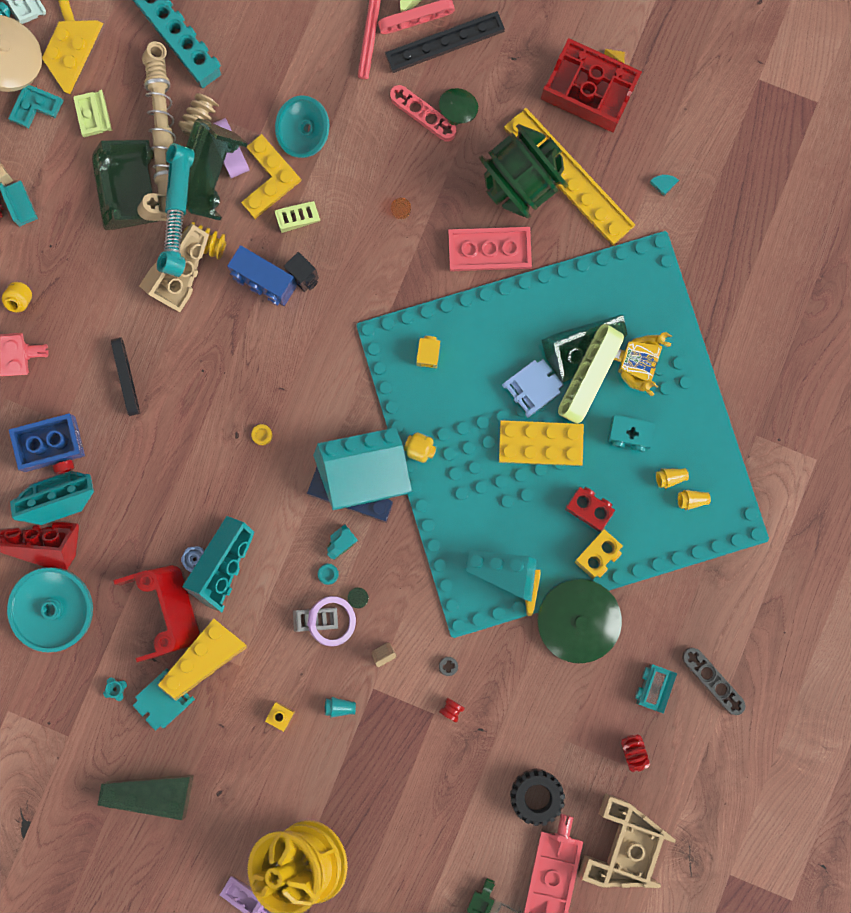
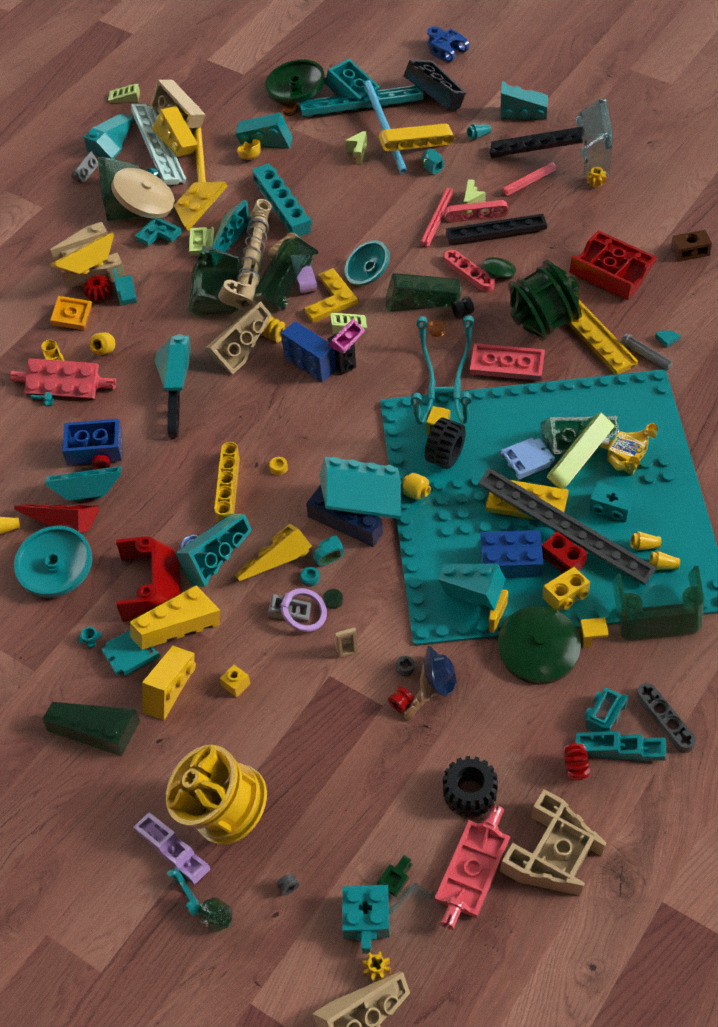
camera: 15 degrees right, 30 degrees down
(107, 314) = (173, 362): none -> teal wedge
(125, 83) = (232, 227): none -> teal wedge
(180, 160) = (260, 266): teal piece -> none
(207, 462) = (227, 481): none -> yellow beam
(212, 731) = (166, 682): none -> yellow wedge
(290, 551) = (285, 547): none -> yellow wedge
(305, 262) = (346, 337): none -> dark pink slope
(338, 707) = (292, 681): teal cone -> none
(376, 161) = (421, 292): none -> clear green wedge
(408, 359) = (432, 389): none -> teal bar
(425, 174) = (463, 306): none -> black wheel
(443, 391) = (445, 443): none -> black tyre
(484, 682) = (435, 678): none -> dark blue hat
(536, 520) = (514, 551): none -> blue brick
(587, 477) = (567, 526): none -> dark grey plate
(632, 597) = (592, 629): none -> yellow panel
(643, 209) = (645, 351): none -> light grey axle
(669, 46) = (691, 245): none -> reddish brown brick
(673, 581) = (659, 621): none -> clear green windscreen
(674, 723) = (622, 747): none -> teal slope

